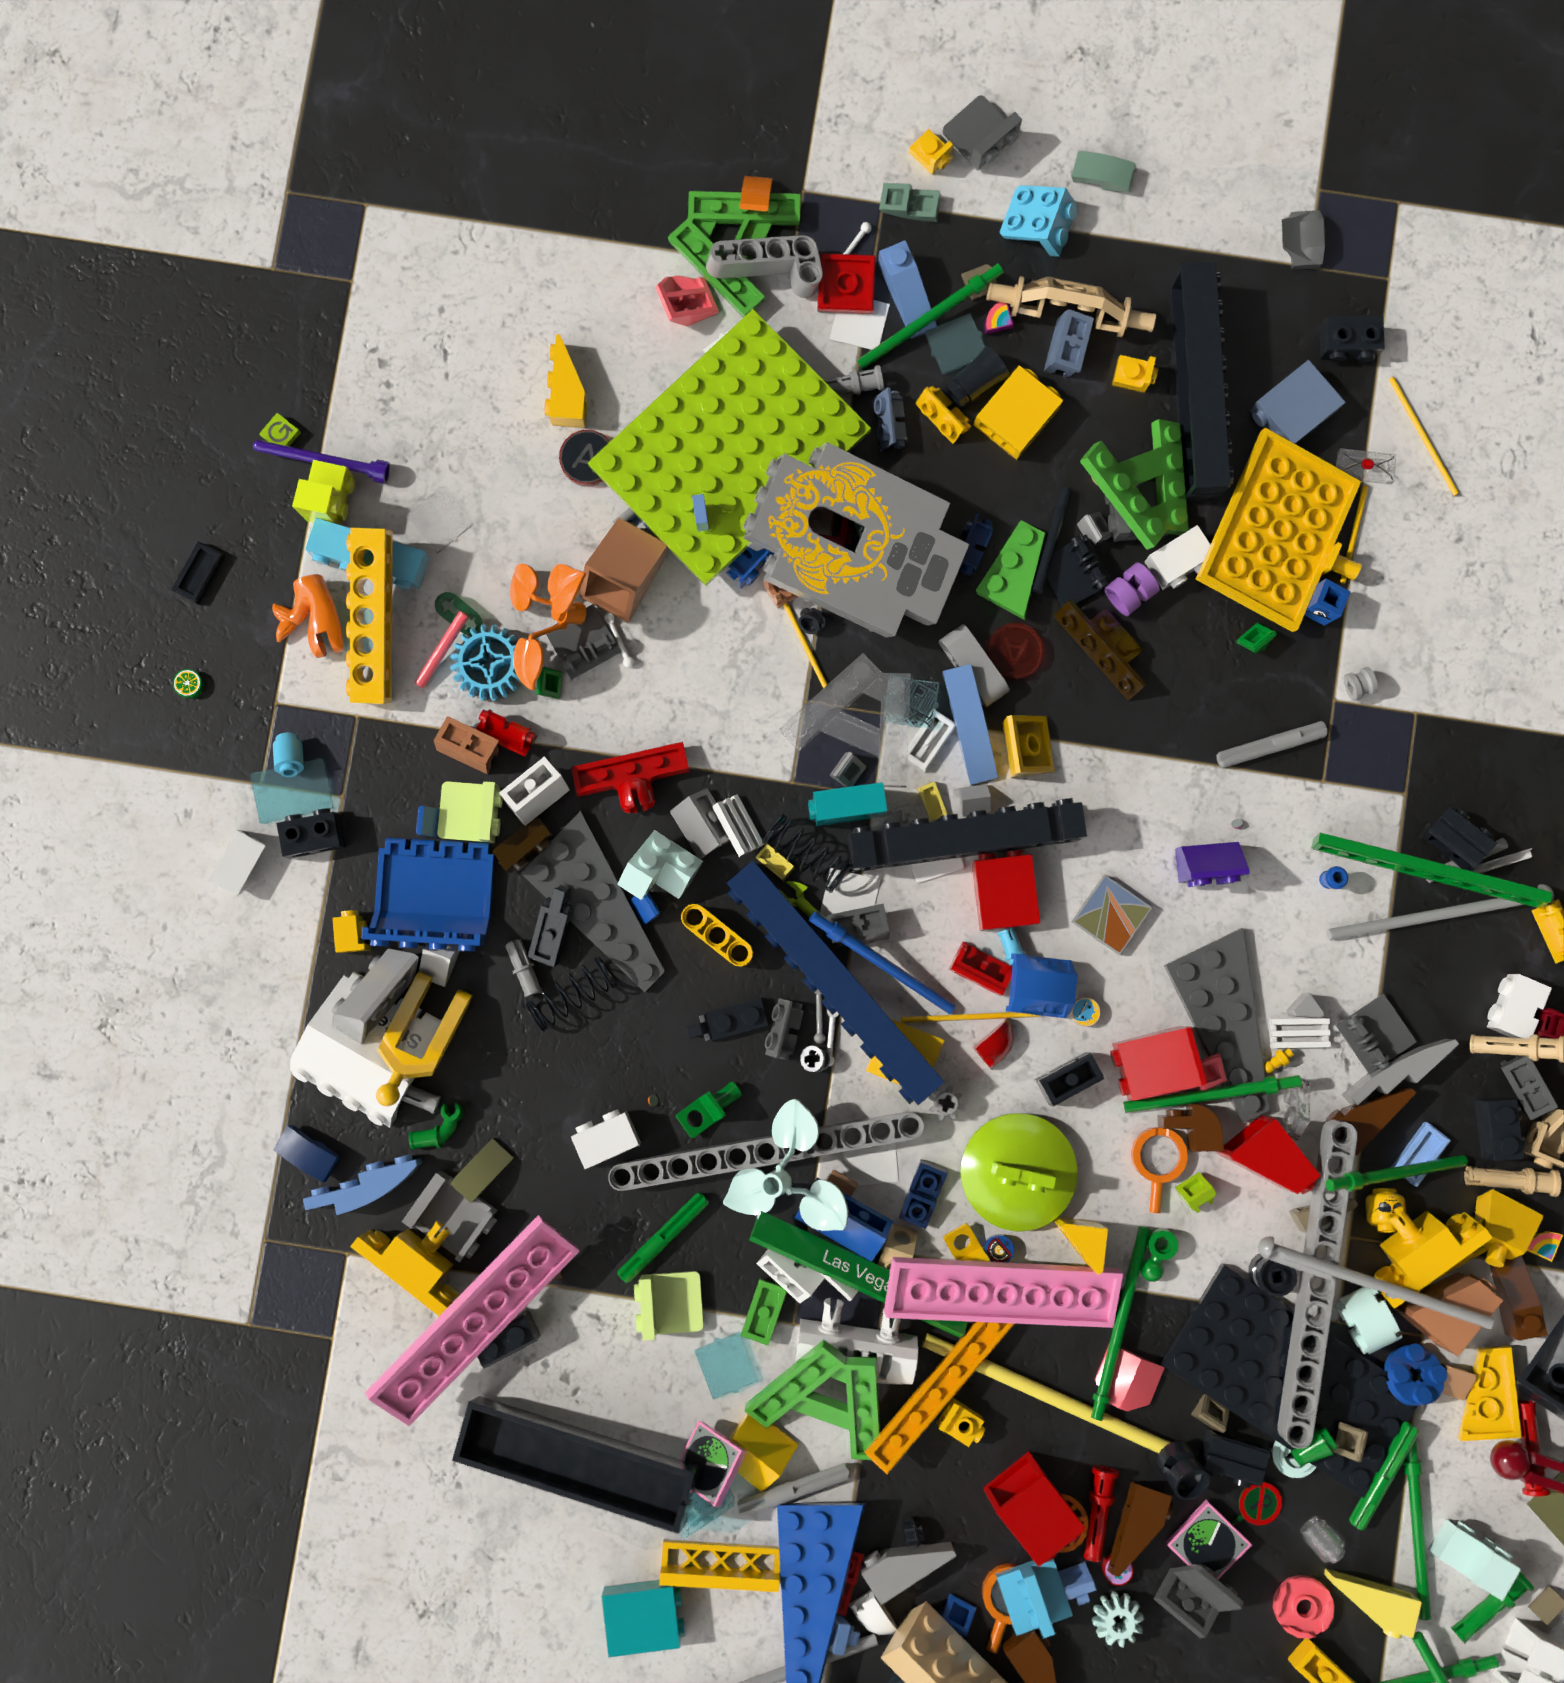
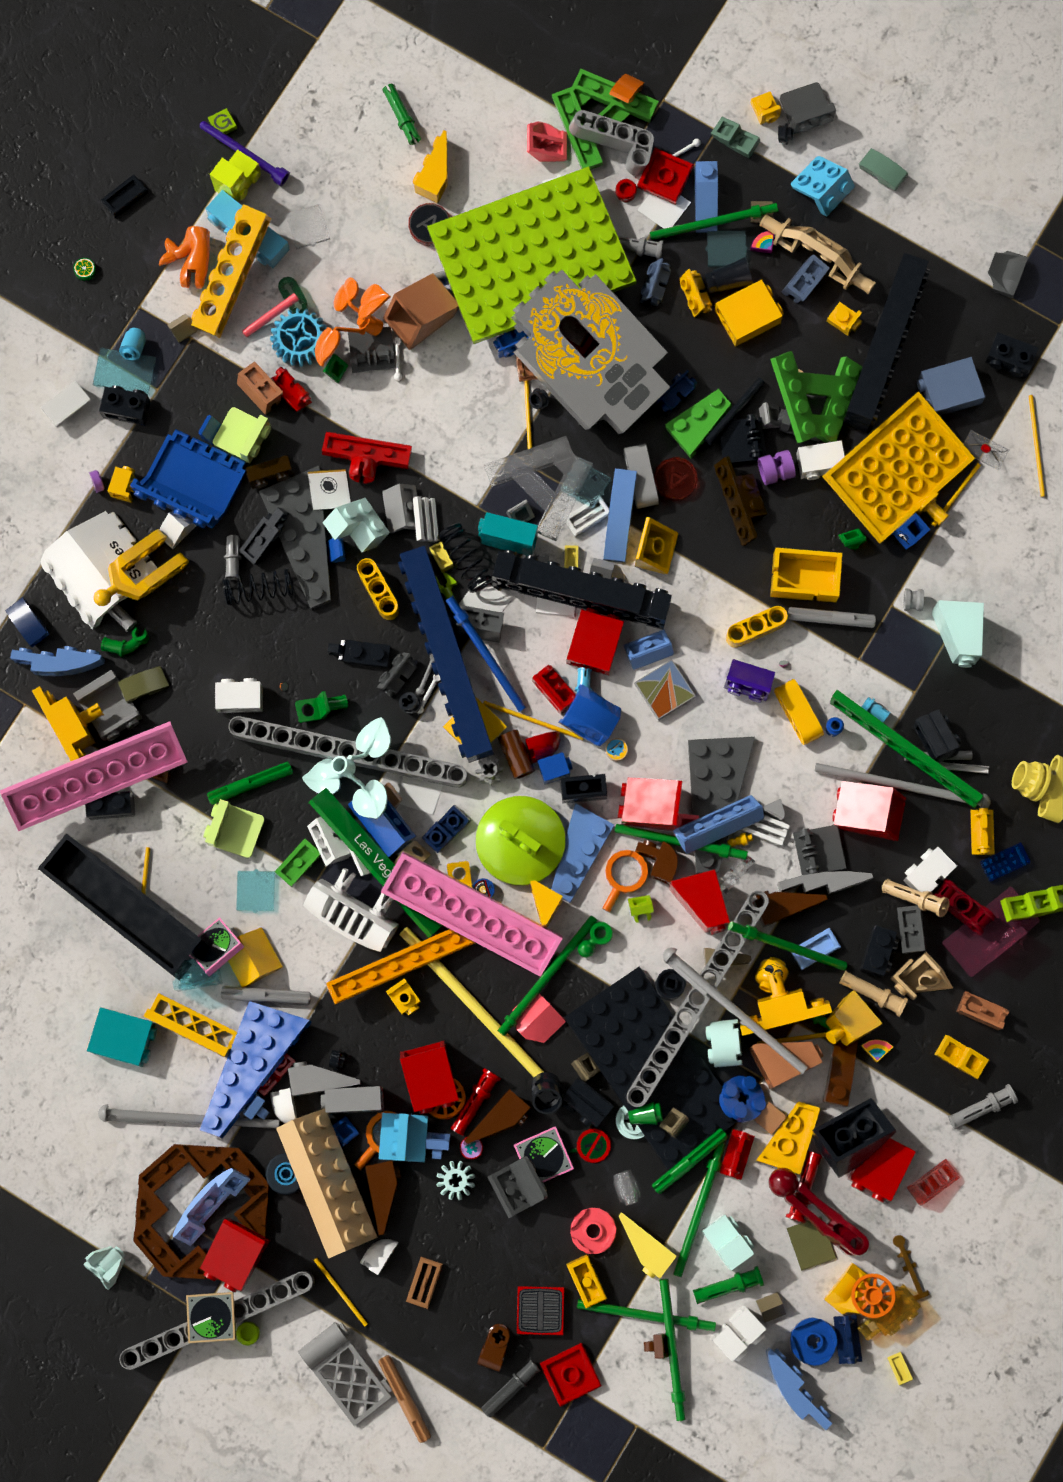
camera: 25 degrees right, 5 degrees down
(317, 942) = (96, 481): none -> medium lavender tile
(339, 708) = (182, 328): none -> dark tan slope
(375, 993) = (122, 529): light grey slope -> none
(504, 342) = (405, 121): none -> green pin
(534, 791) = (293, 437): white brick -> none
(583, 1399) = (145, 871): none -> yellow axle
(605, 836) = (328, 489): none -> white sticker
(700, 512) = (489, 290): medium blue tile -> none
(795, 1392) = (293, 922): bright green plate -> none
(806, 320) = (626, 190): none -> red tile
(958, 1580) = (353, 1100): none -> light grey brick
(968, 174) = (785, 133): none -> black plate
(969, 1069) = (516, 754): none -> reddish brown pin
(1022, 1066) = (554, 768): none -> blue brick
(1071, 872) = (649, 649): none -> medium blue slope
(1094, 1139) = (582, 845): none -> medium blue wing
(1199, 784) = (762, 618): none -> yellow beam
(1224, 706) = (806, 574): none -> yellow piece
(1249, 1054) = (719, 824): none -> medium blue slope
(1283, 876) = (798, 712): none -> yellow beam
(1372, 836) = (875, 709): none -> medium azure pin
(1415, 963) = (869, 810): none -> slope
(1434, 1443) = (737, 1154): none -> red hinge
(1438, 700) = (960, 630): none -> light aqua slope

